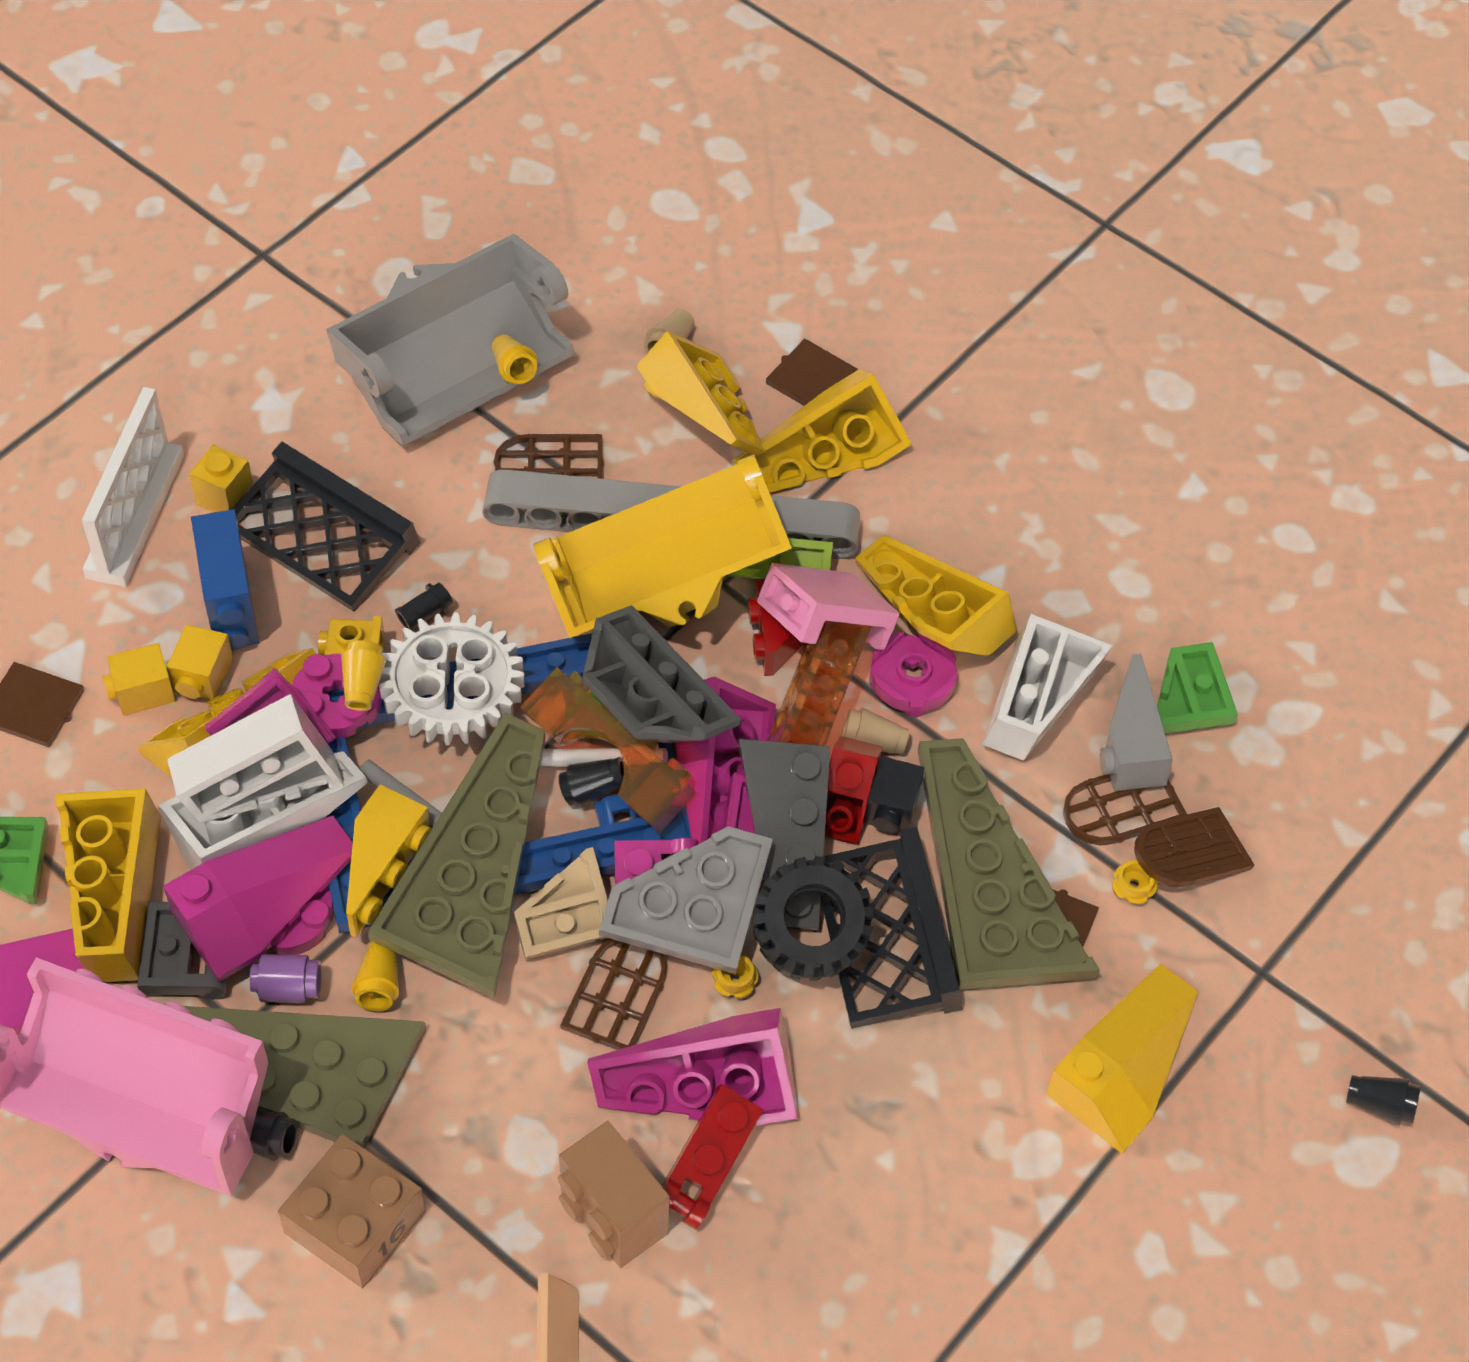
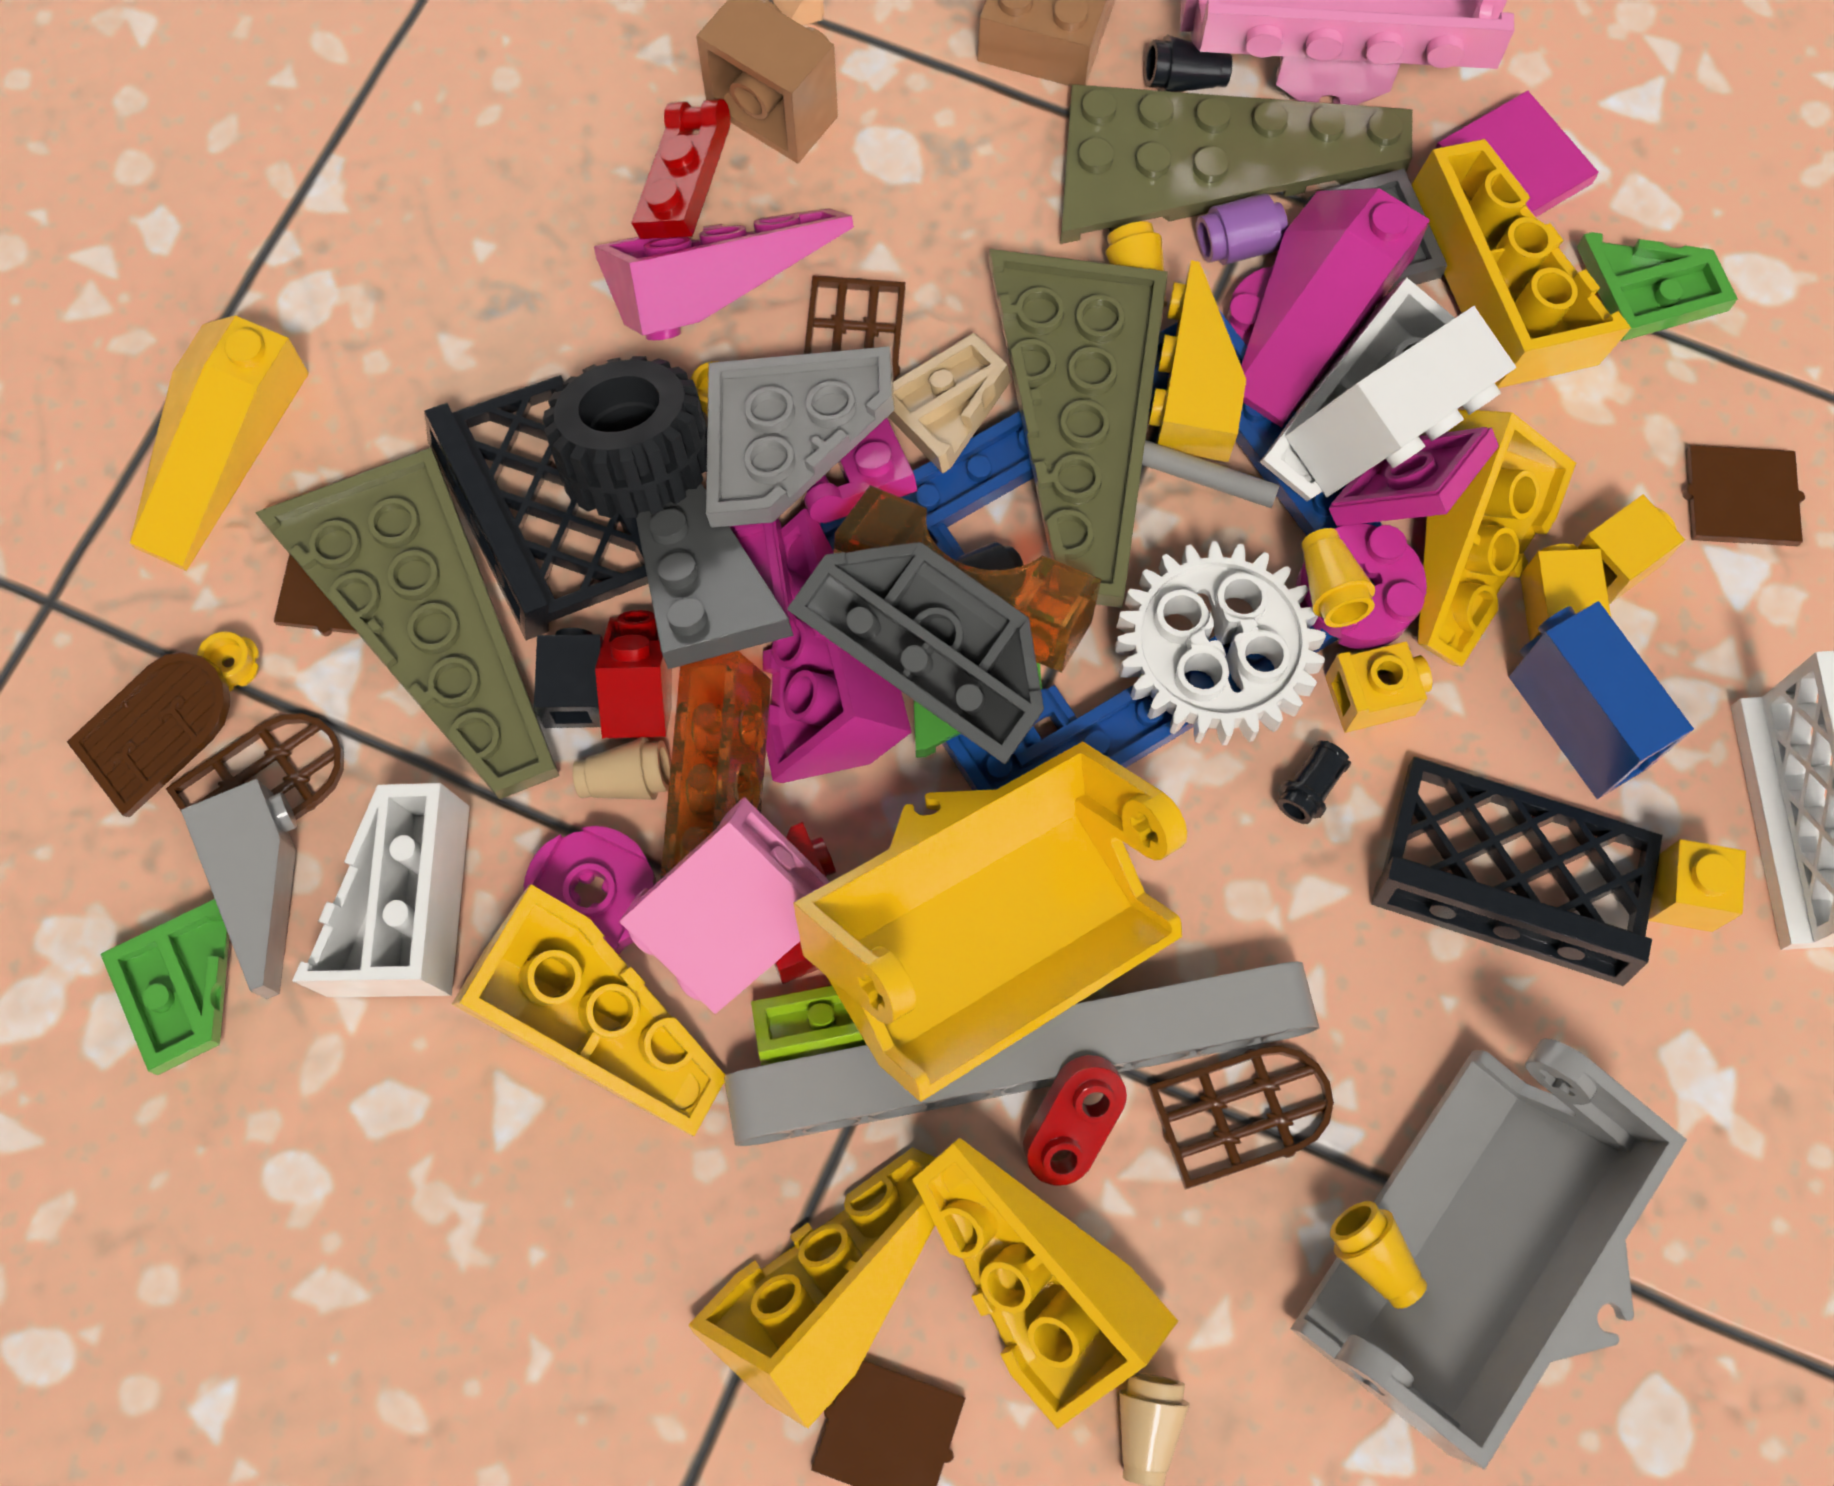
camera: 165 degrees right, 15 degrees up
(656, 467) = (1071, 1125): none -> red plate

